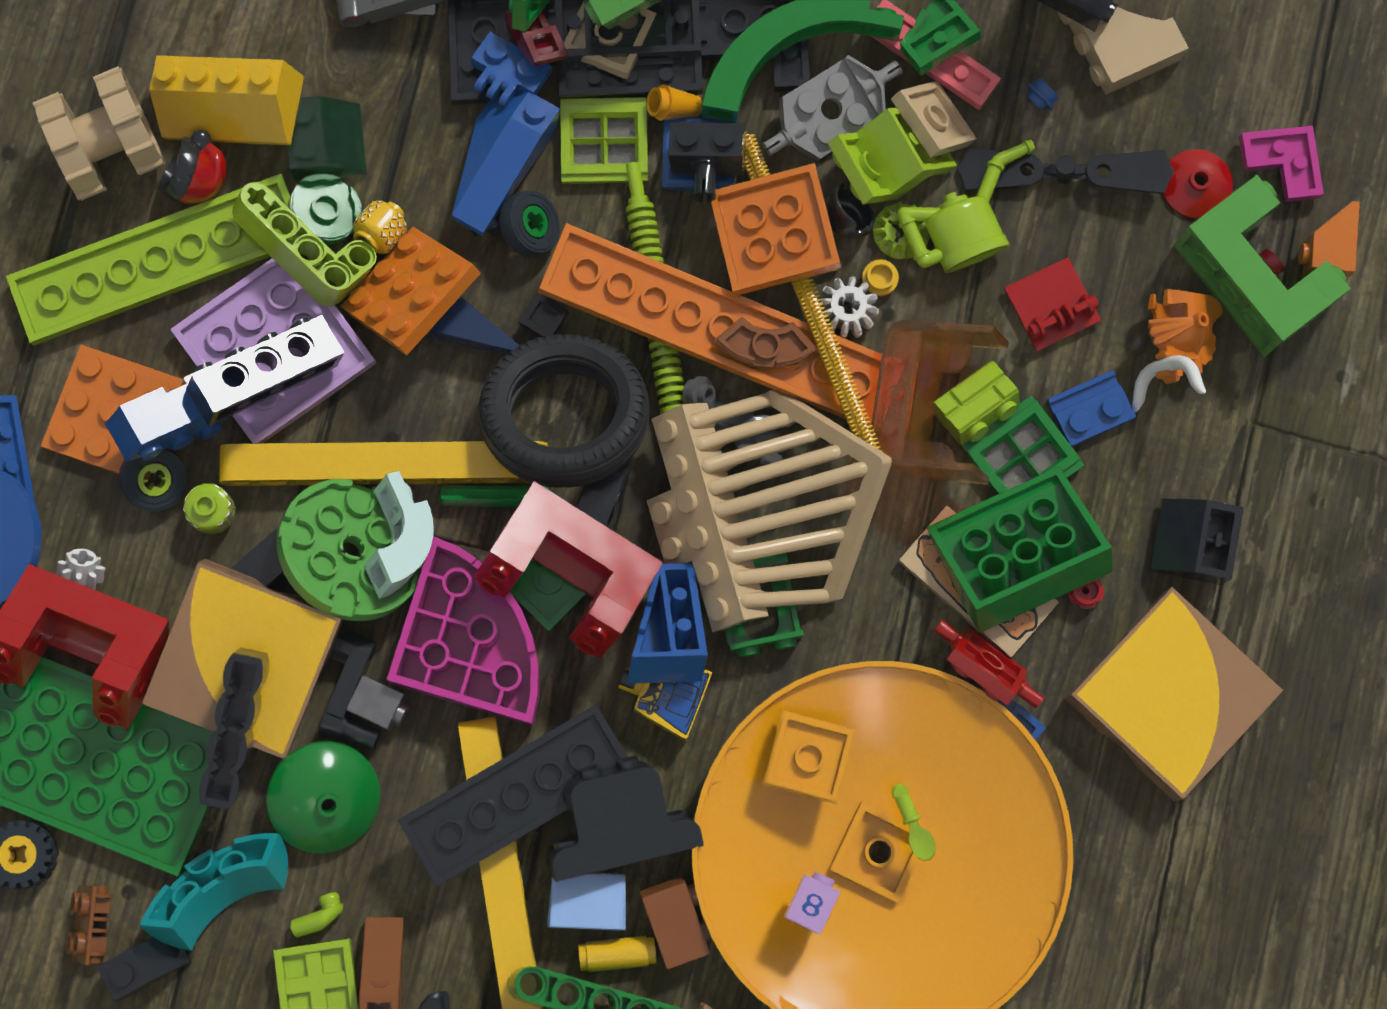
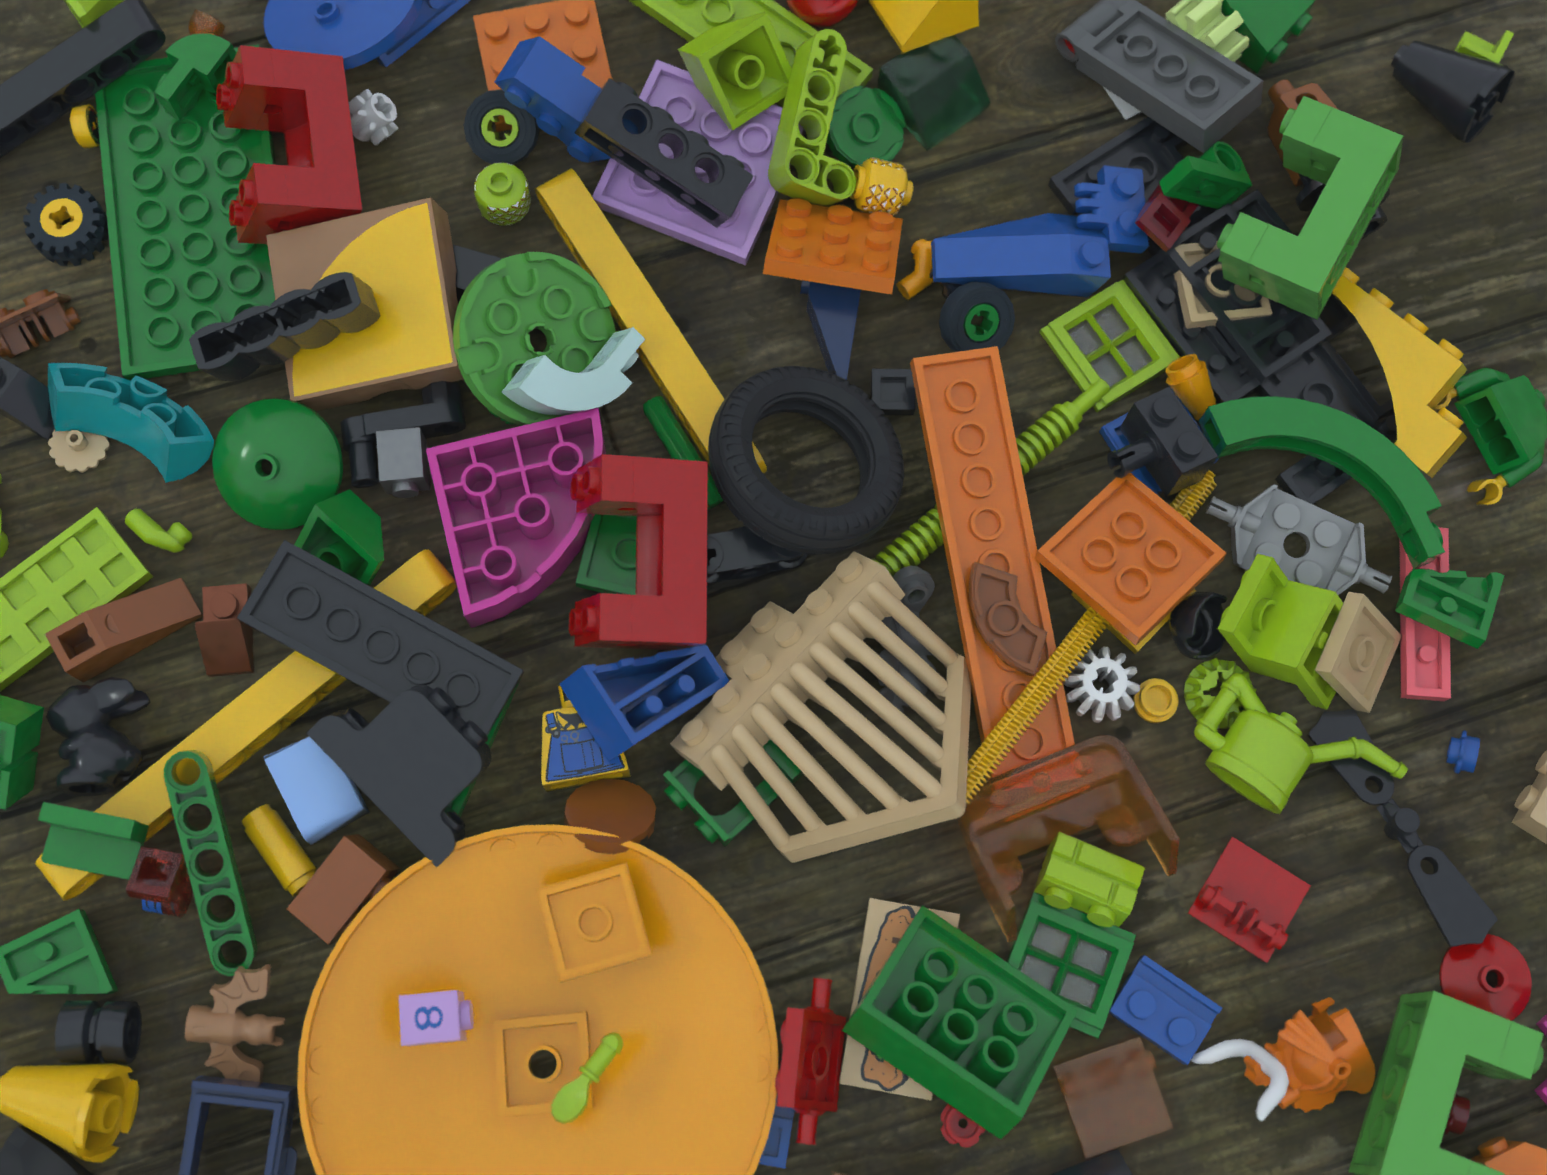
camera: 60 degrees right, 5 degrees down
(213, 943) = (78, 449): none -> tan piece
(222, 273) = (739, 68): none -> lime slope
(415, 777) = (345, 536): none -> green slope
(426, 905) = (222, 638): none -> copper slope
(467, 242) = (919, 278): none -> light orange arm
(731, 700) = (611, 808): none -> dark orange tile
(1127, 479) = (1113, 1096): none -> clear orange hinge

